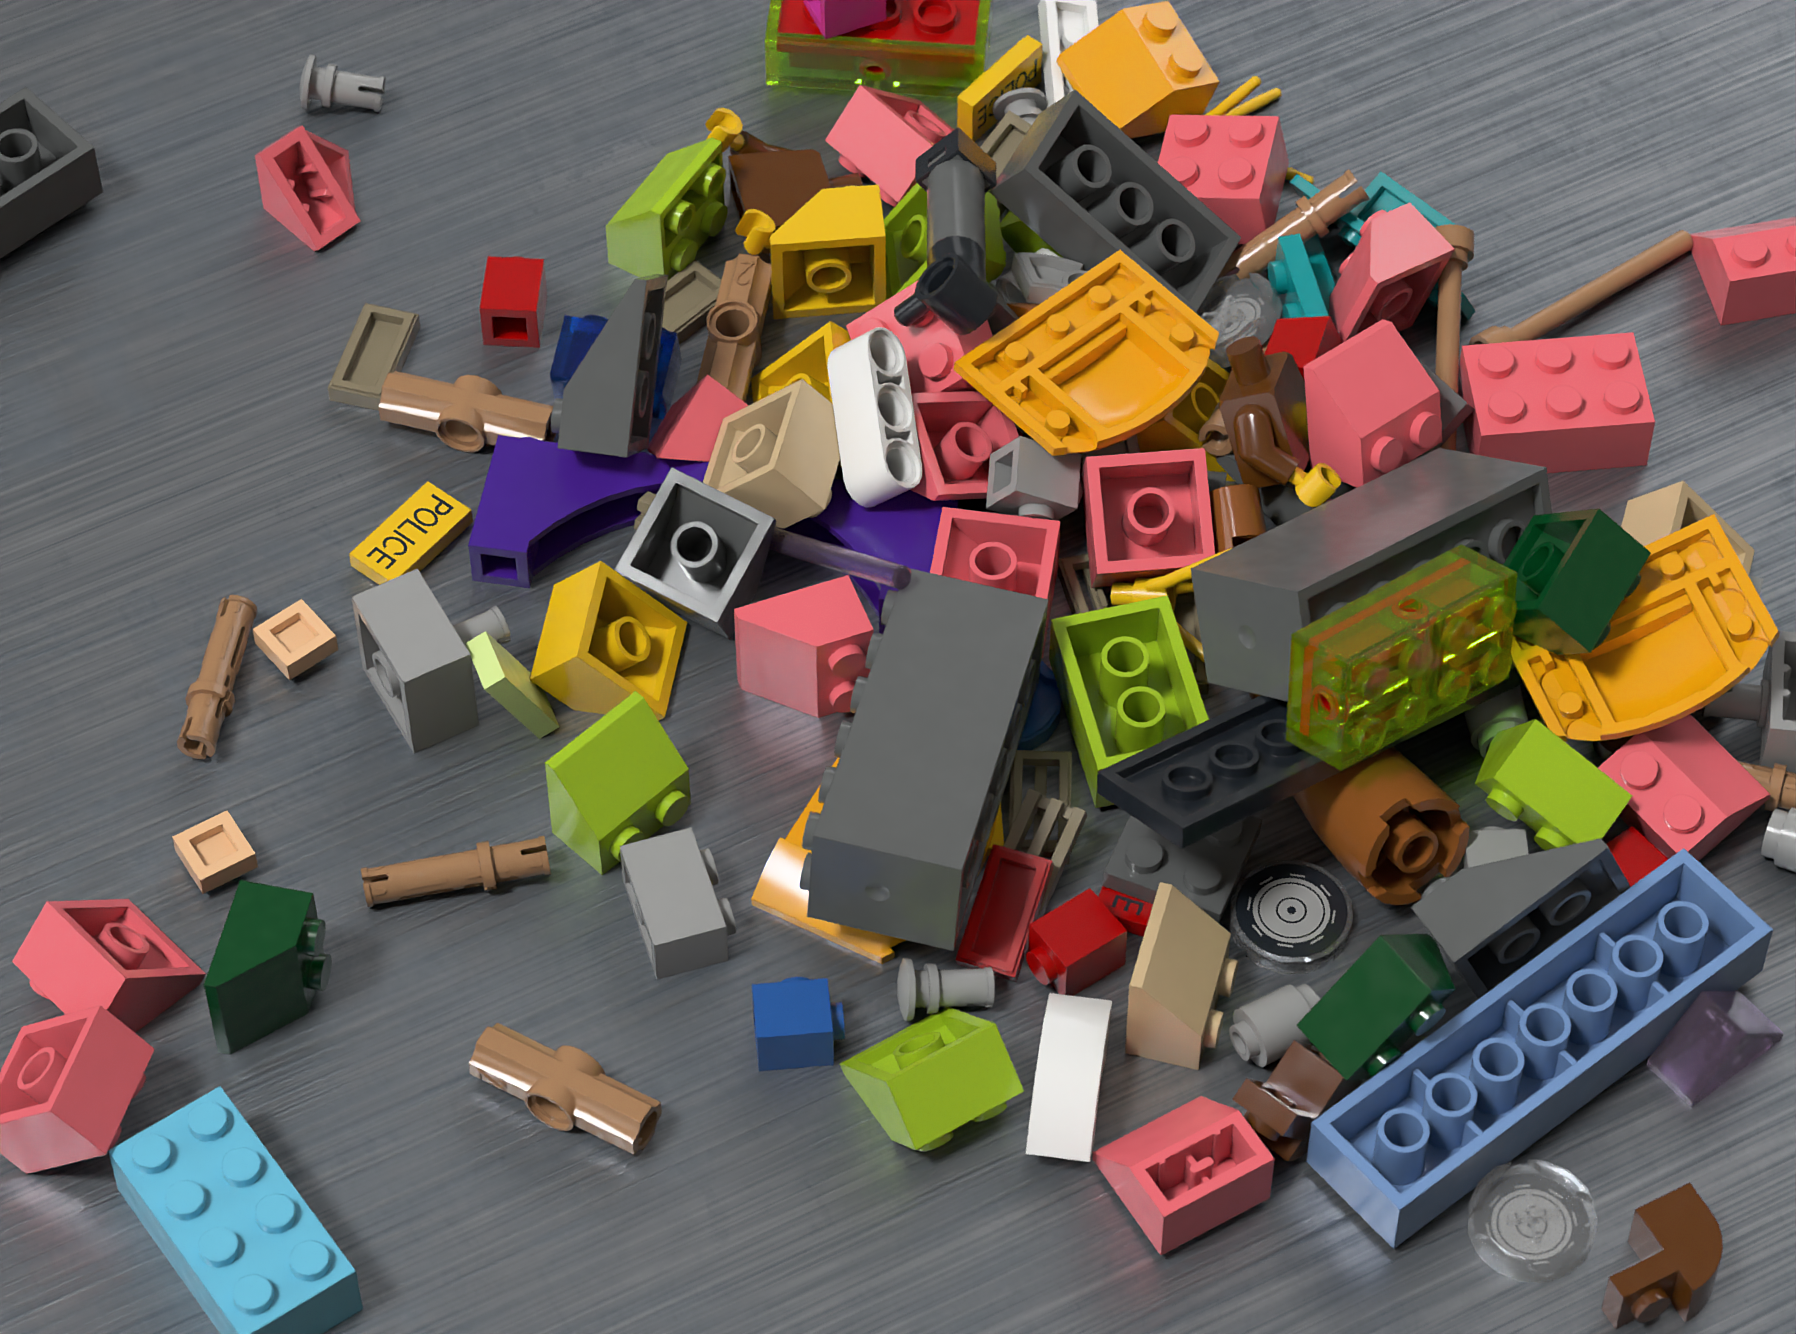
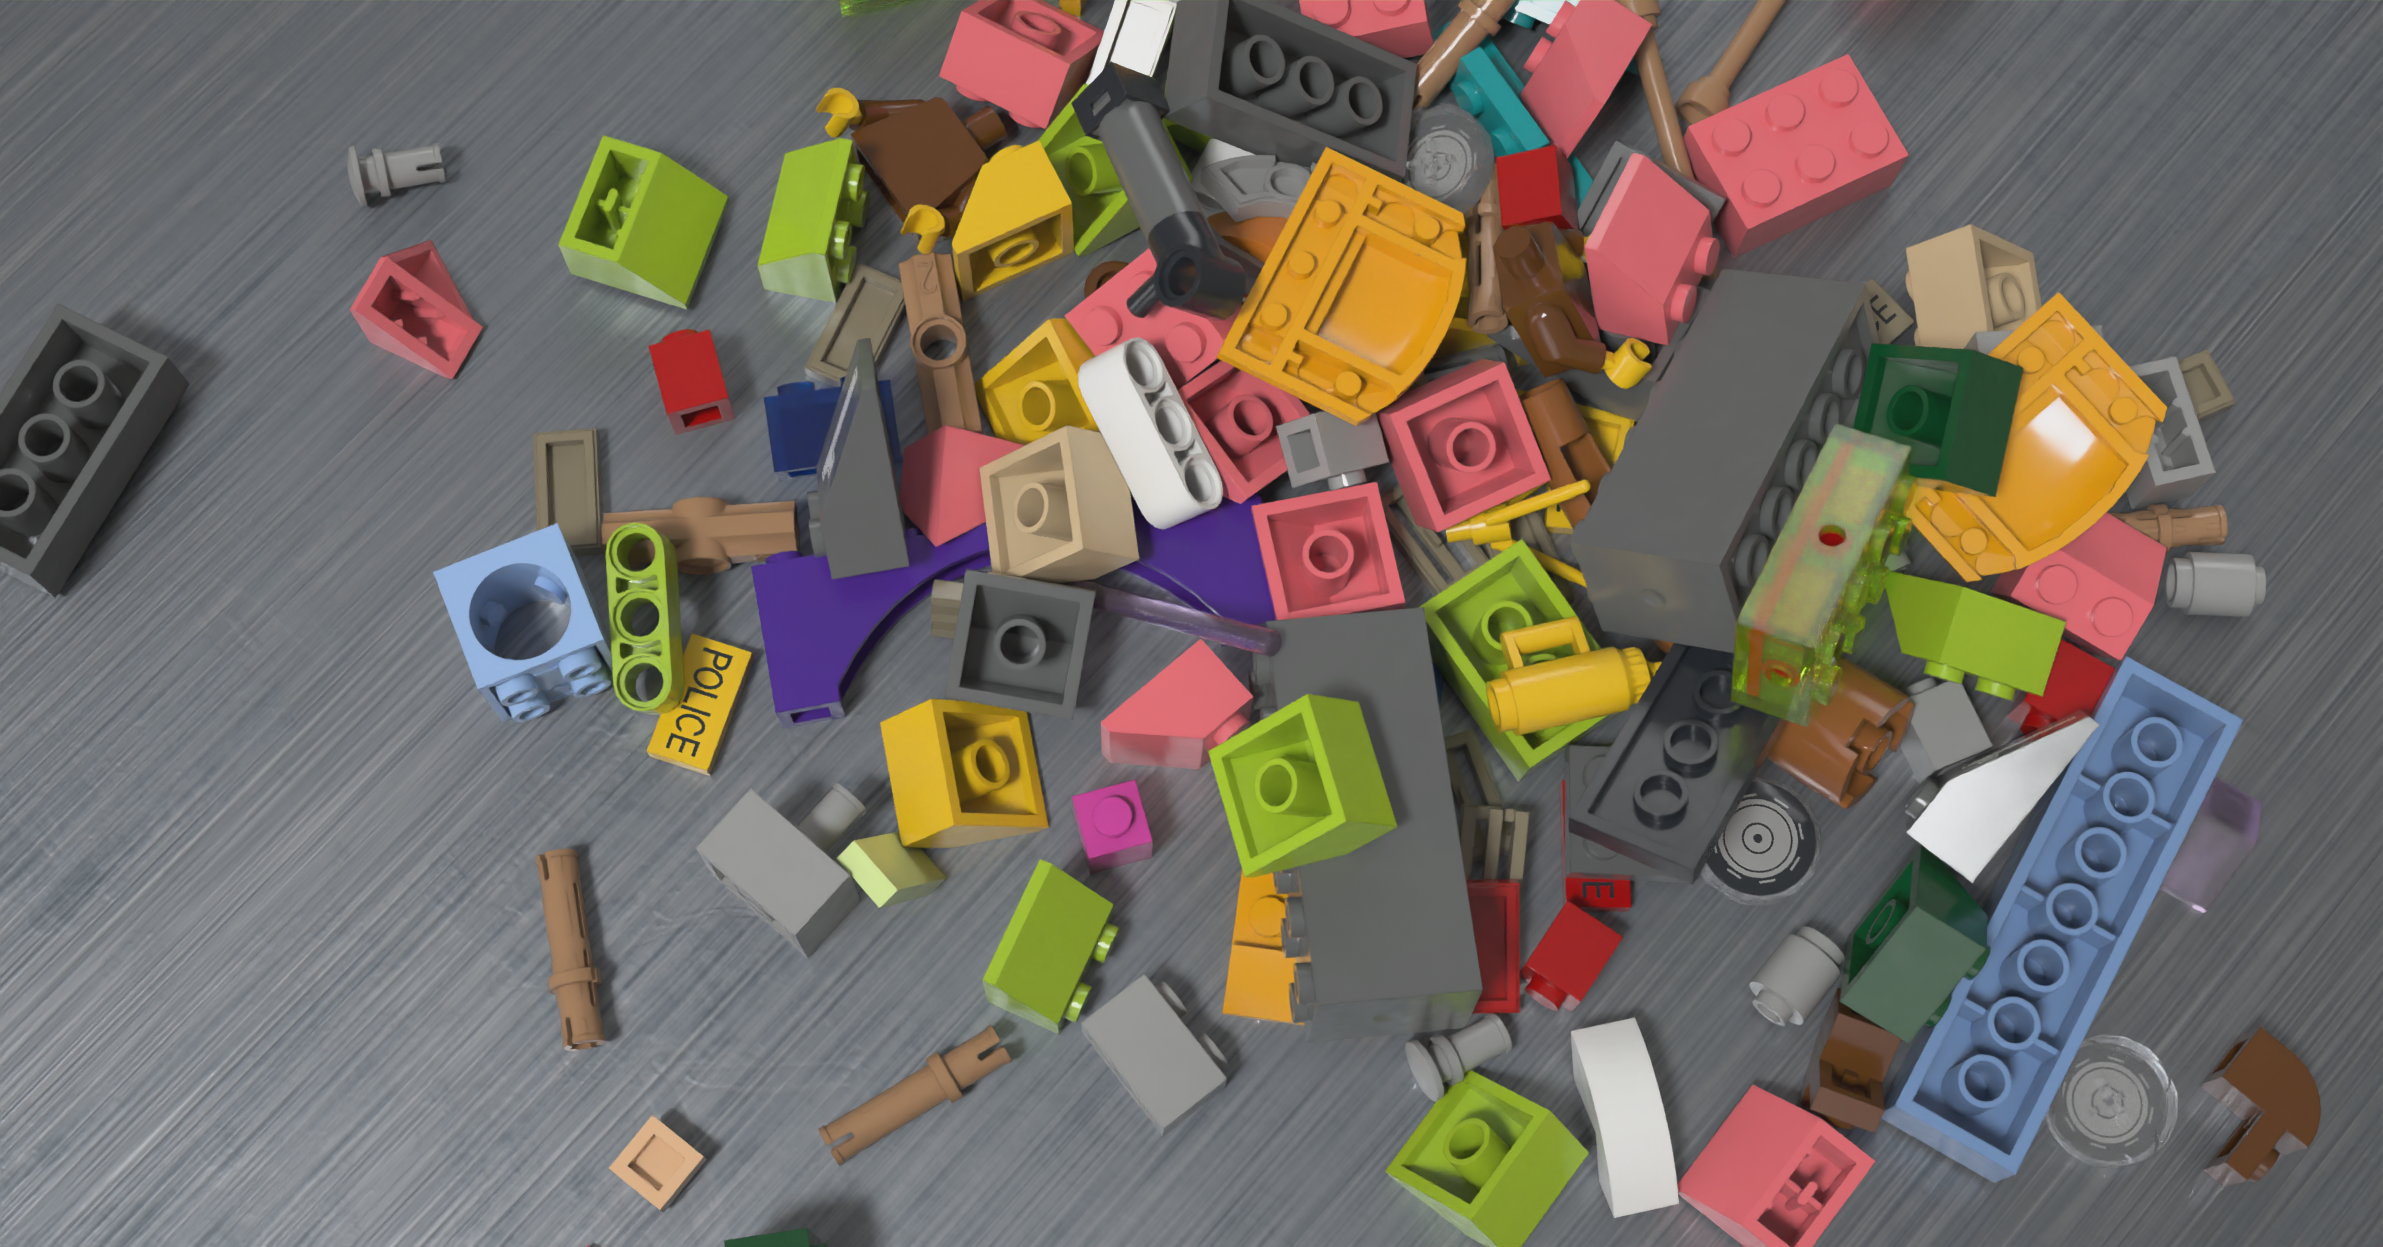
camera: 25 degrees left, 20 degrees up
(294, 422) = (495, 584): none -> light blue brick
(295, 639) = (633, 876): light nougat plate -> none
(392, 467) = (628, 592): none -> lime beam
(524, 174) = (642, 223): none -> lime slope
(716, 722) = (1112, 826): none -> dark pink brick
(795, 1023) = (1330, 1149): blue brick -> none
(875, 670) = (1302, 786): none -> lime slope
(1147, 699) = (1566, 687): none -> yellow piece
(1178, 982) = (1690, 974): tan slope -> none

